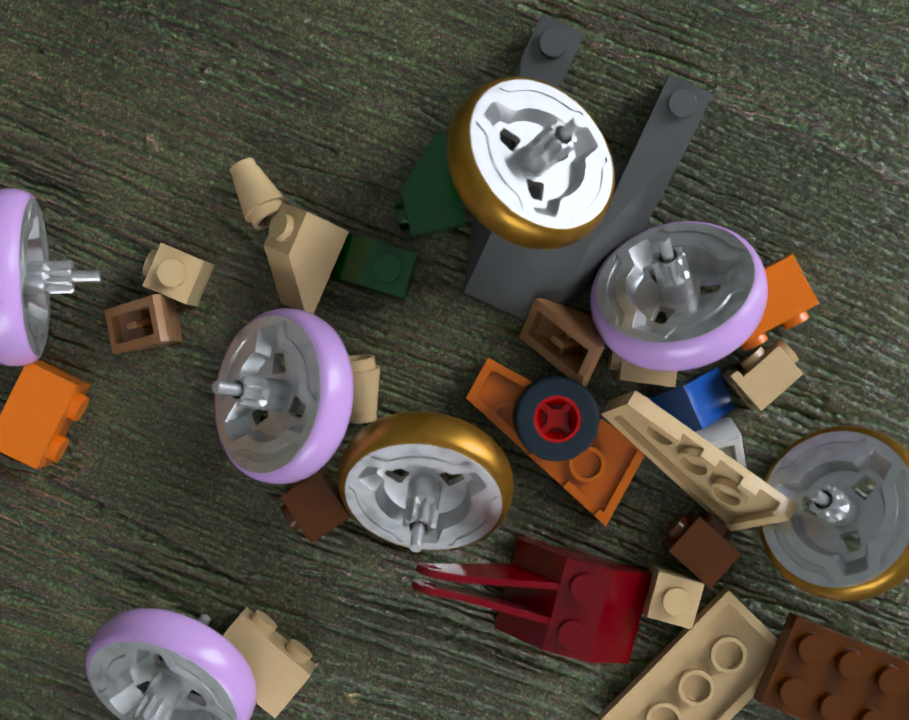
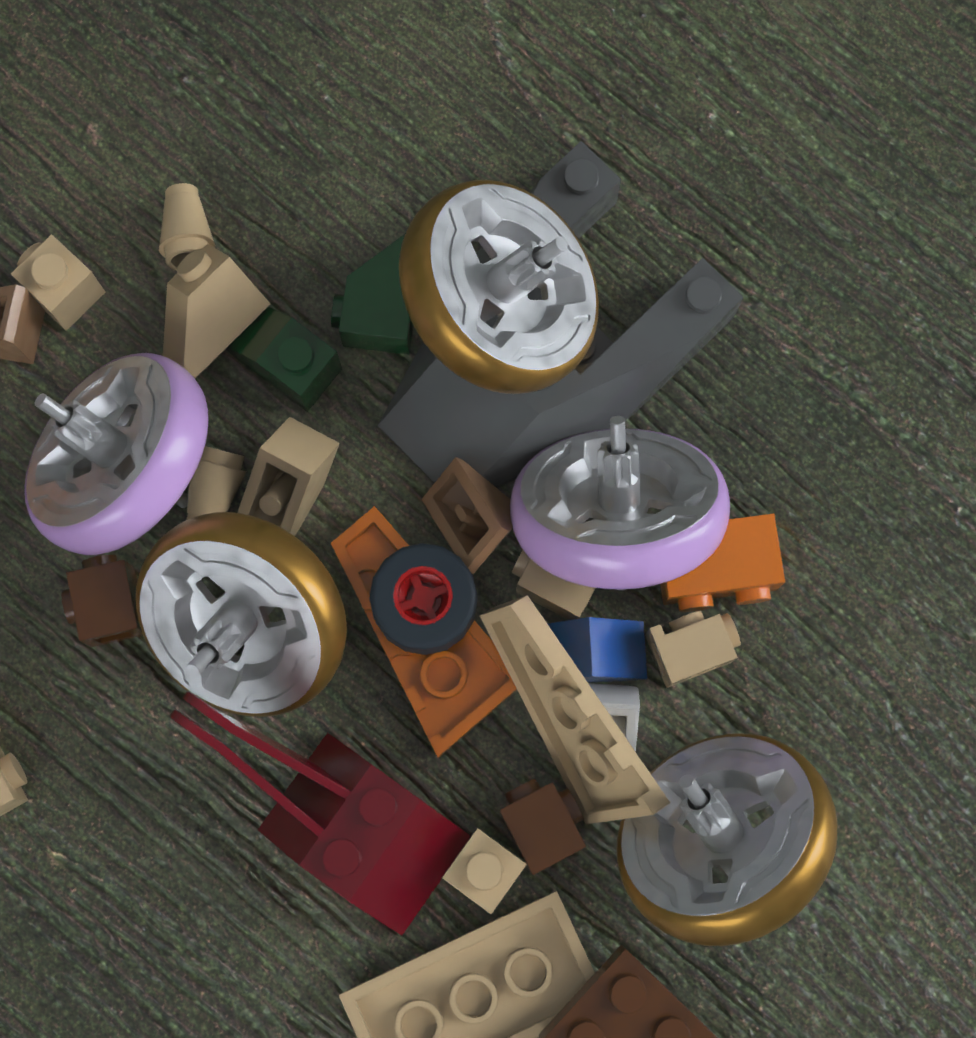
camera: 20 degrees right, 10 degrees down
(413, 364) = (288, 475): none -> tan slope

